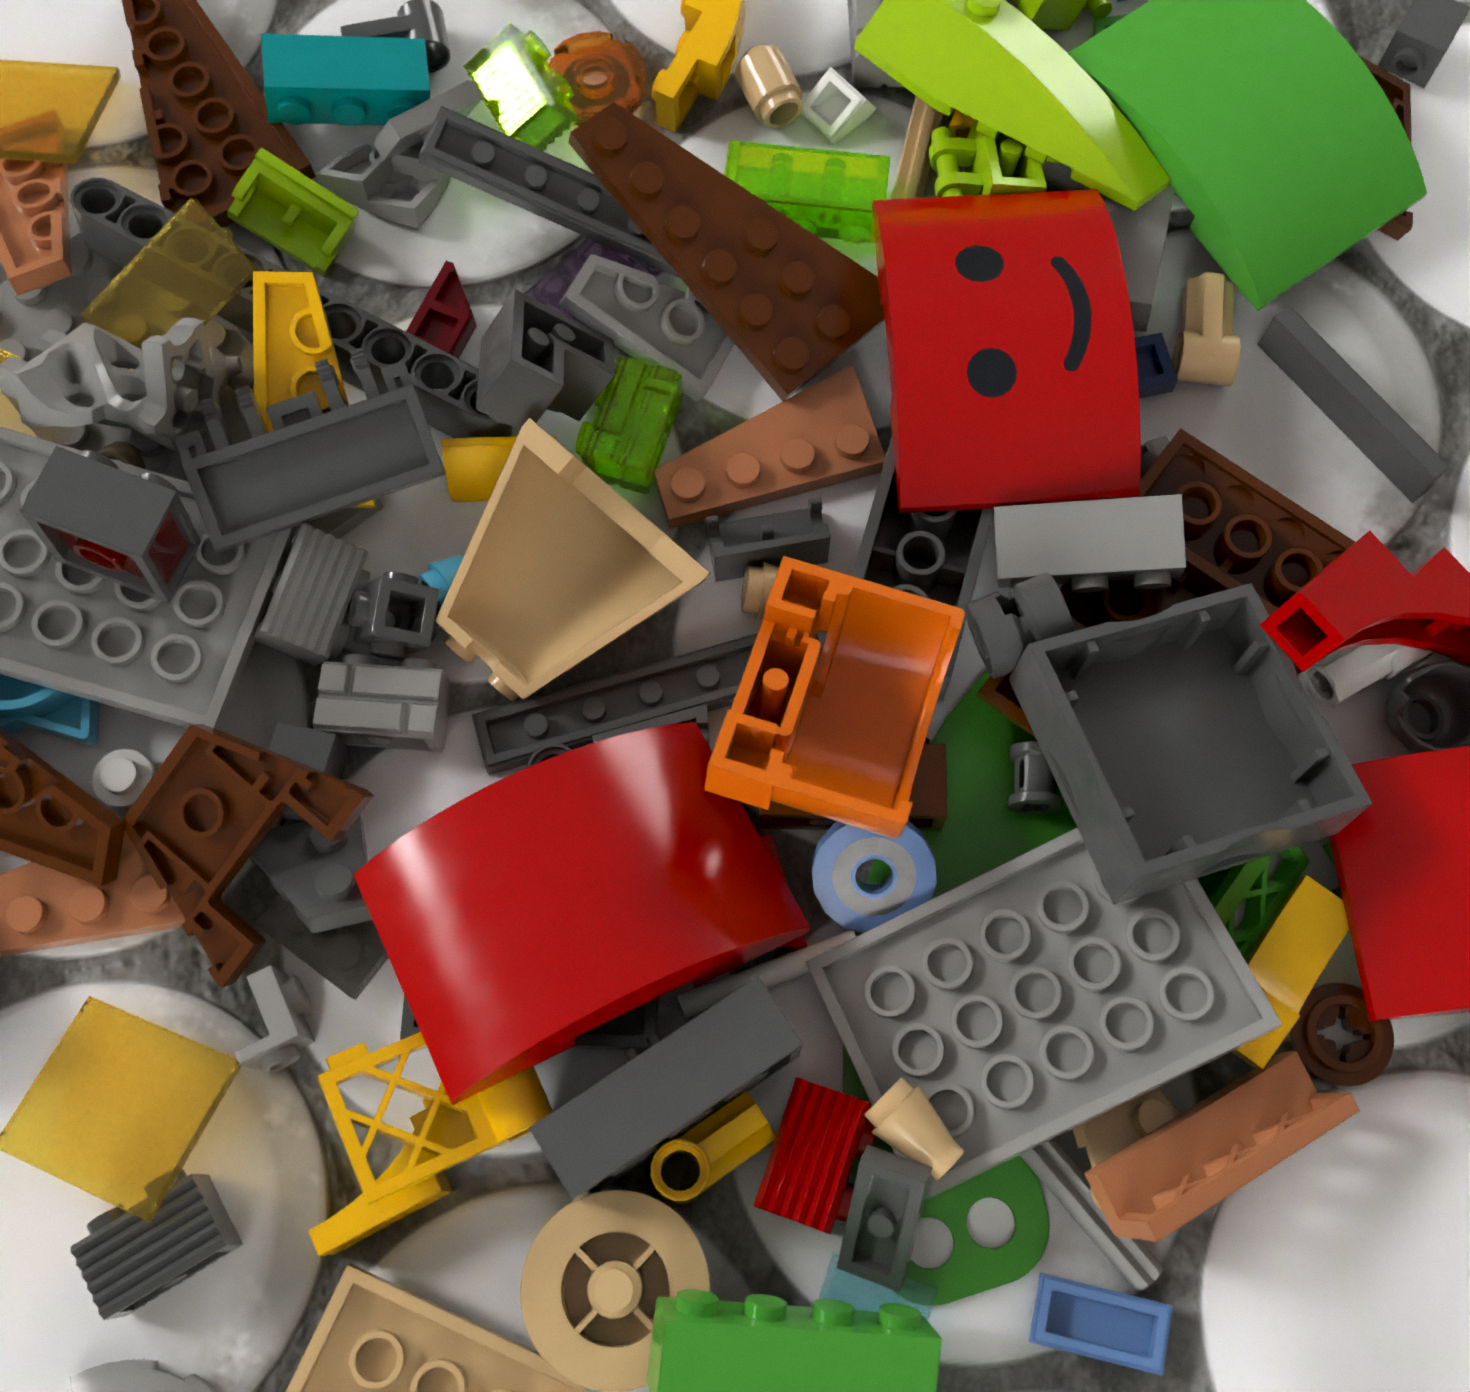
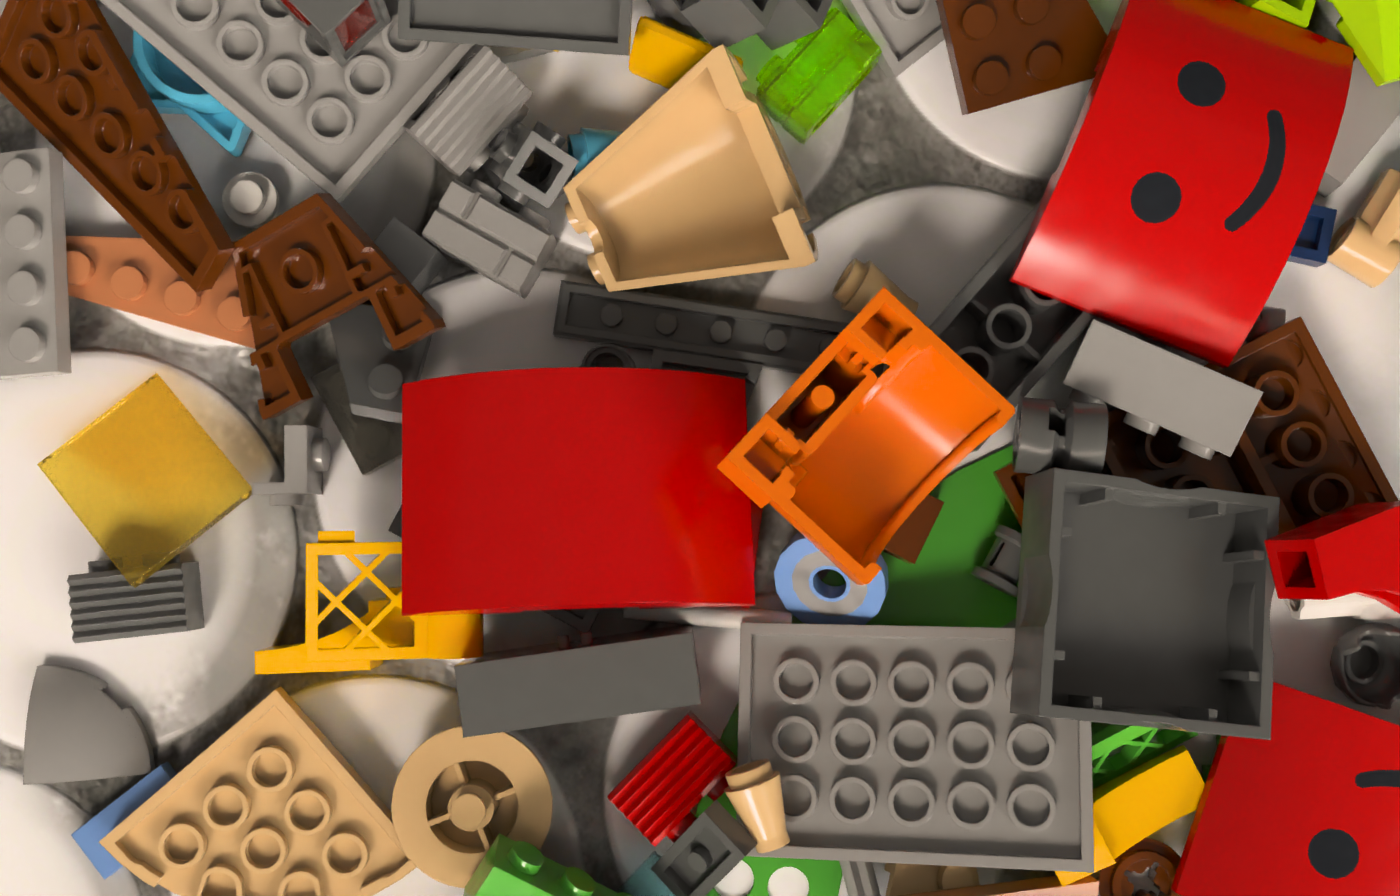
camera: 25 degrees right, 15 degrees up
(717, 1147) = (598, 740): yellow piece -> none
(767, 539) = (886, 240): dark grey hinge -> none
(780, 453) = (942, 162): nougat wing -> none

